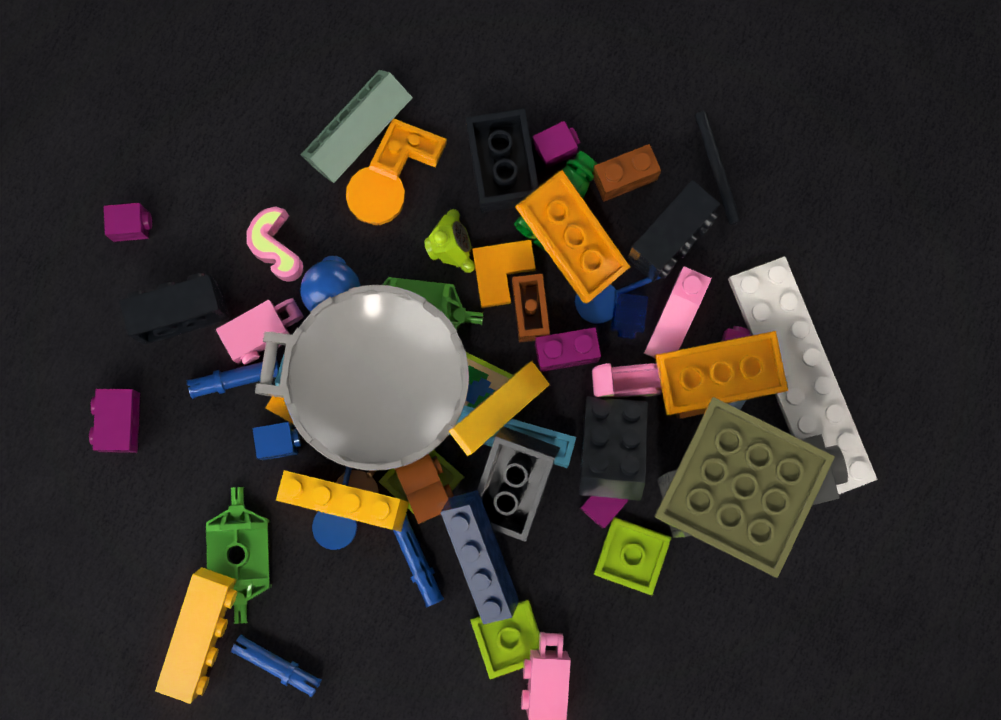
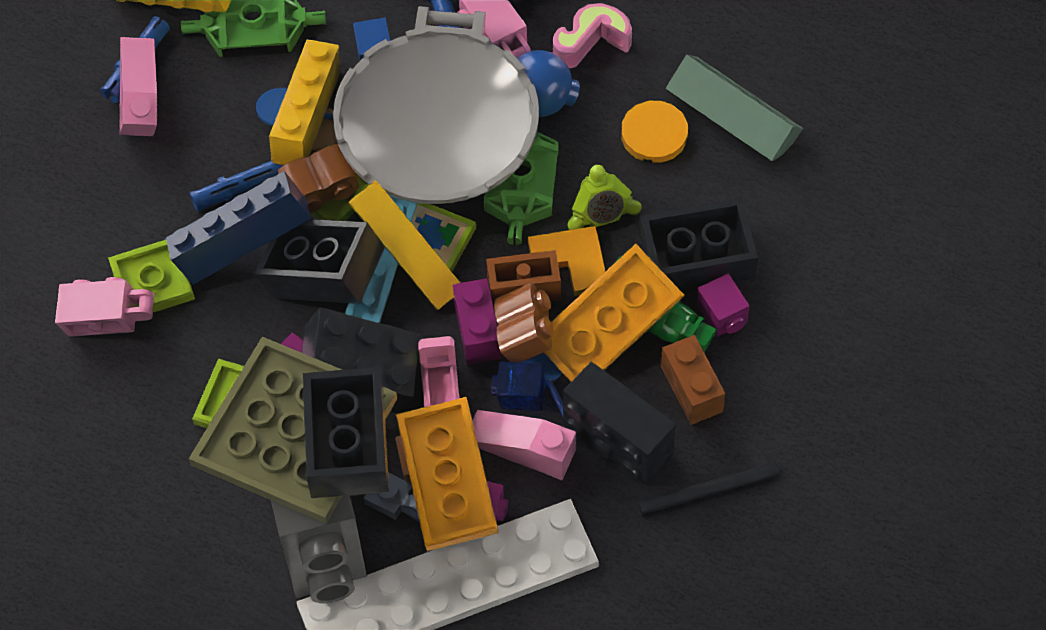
camera: 90 degrees right, 20 degrees down
(314, 659) = (137, 87): none -> bright pink slope
(403, 142) = (716, 151): light orange tile -> none
(579, 307) = (523, 323): none -> dark orange brick
(772, 434) = (345, 432): none -> black brick

